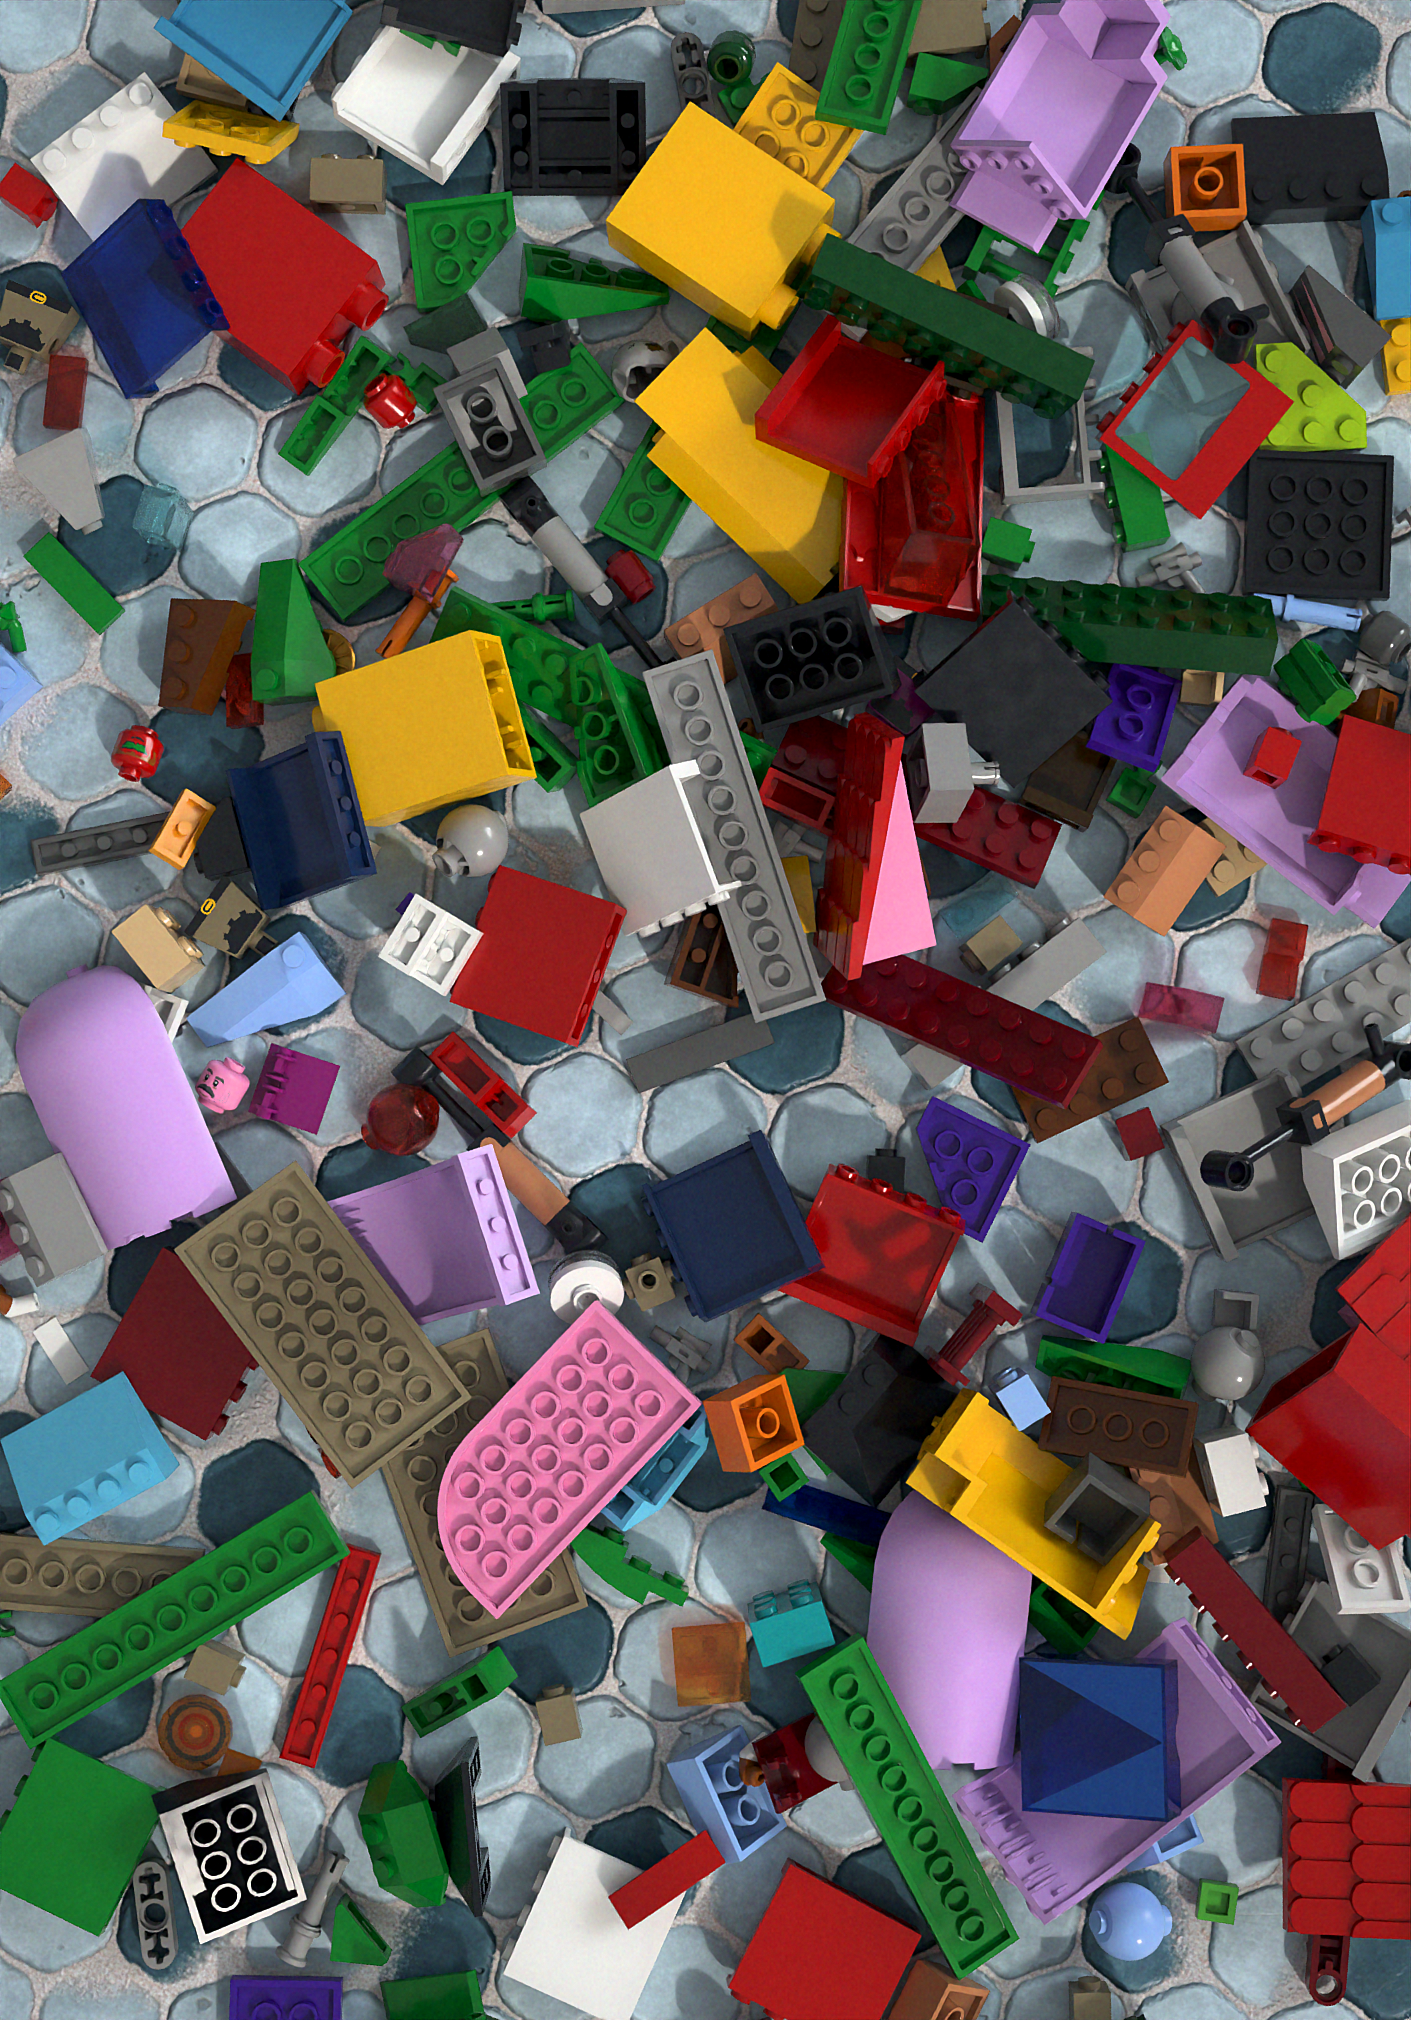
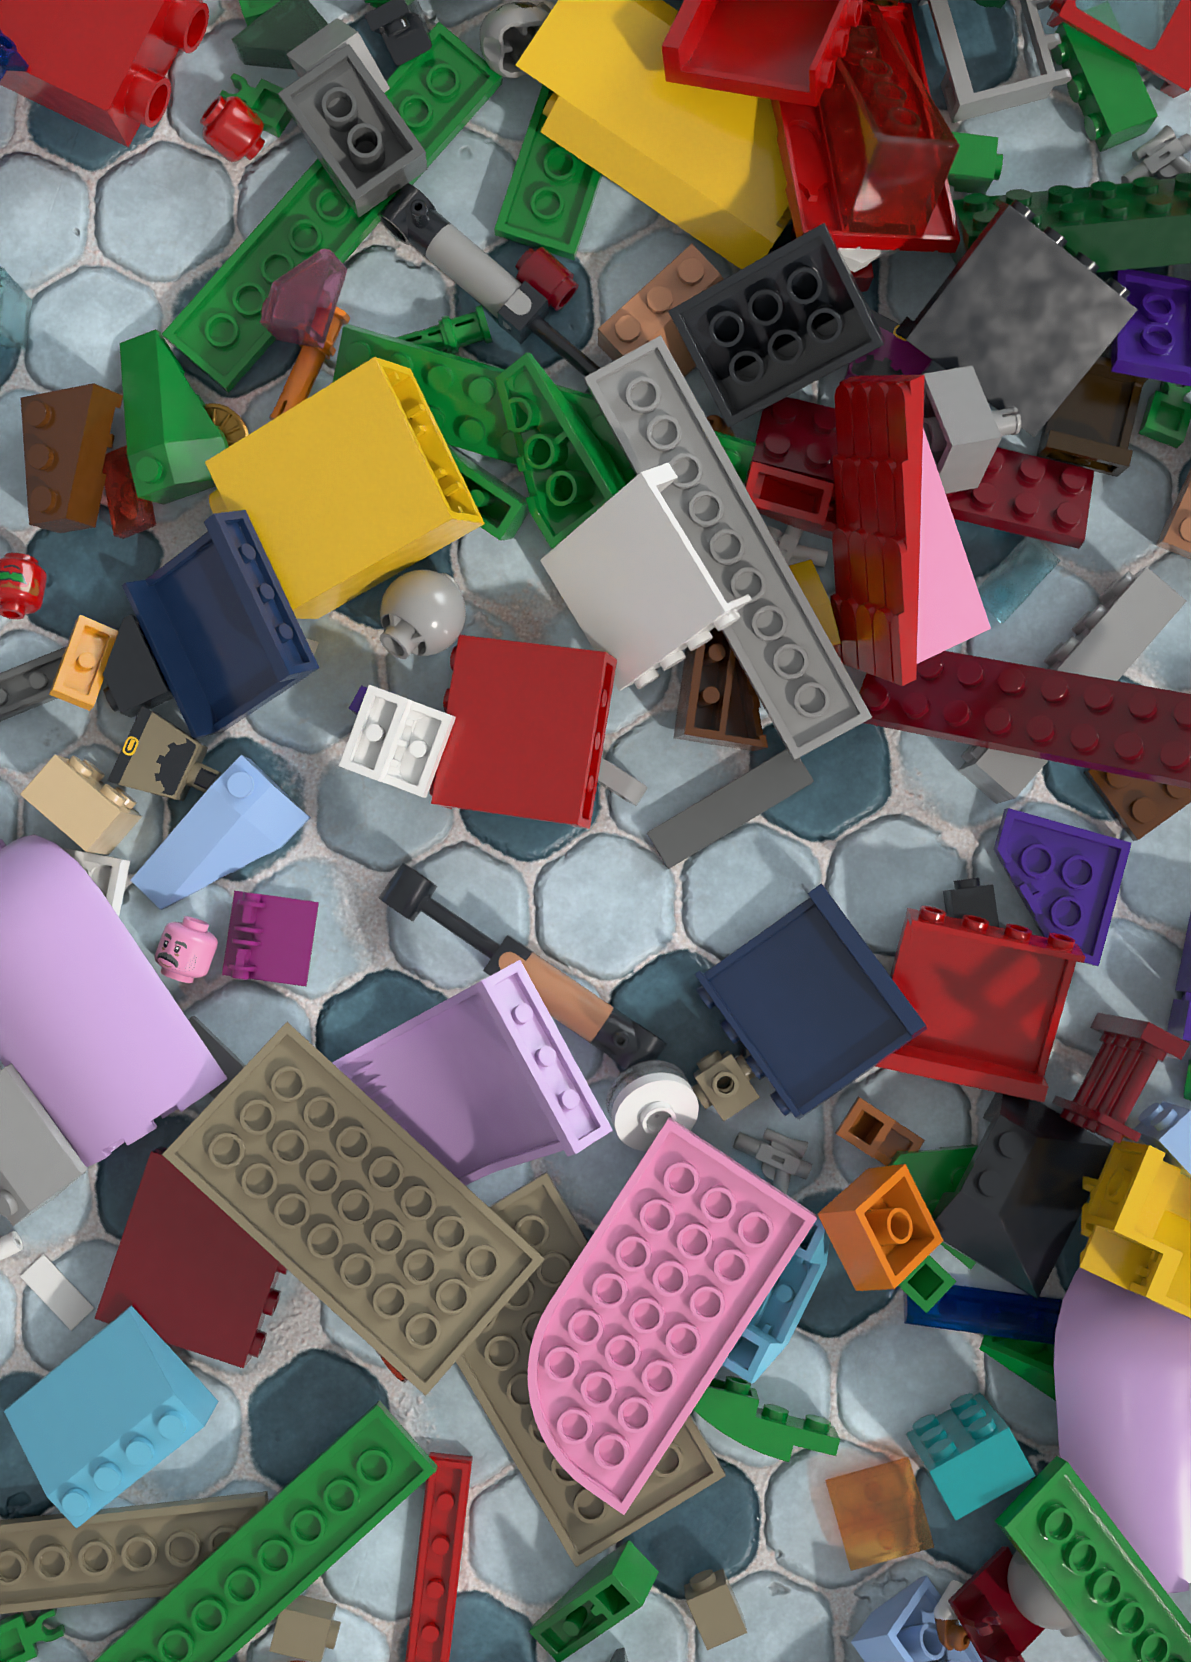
camera: 15 degrees left, 0 degrees up
(336, 406) = (173, 149): green slope -> none
(401, 1120) = (401, 951): clear red brick -> none
(482, 1085) = (486, 893): red slope -> none
(989, 946) = (1043, 622): dark tan brick -> none

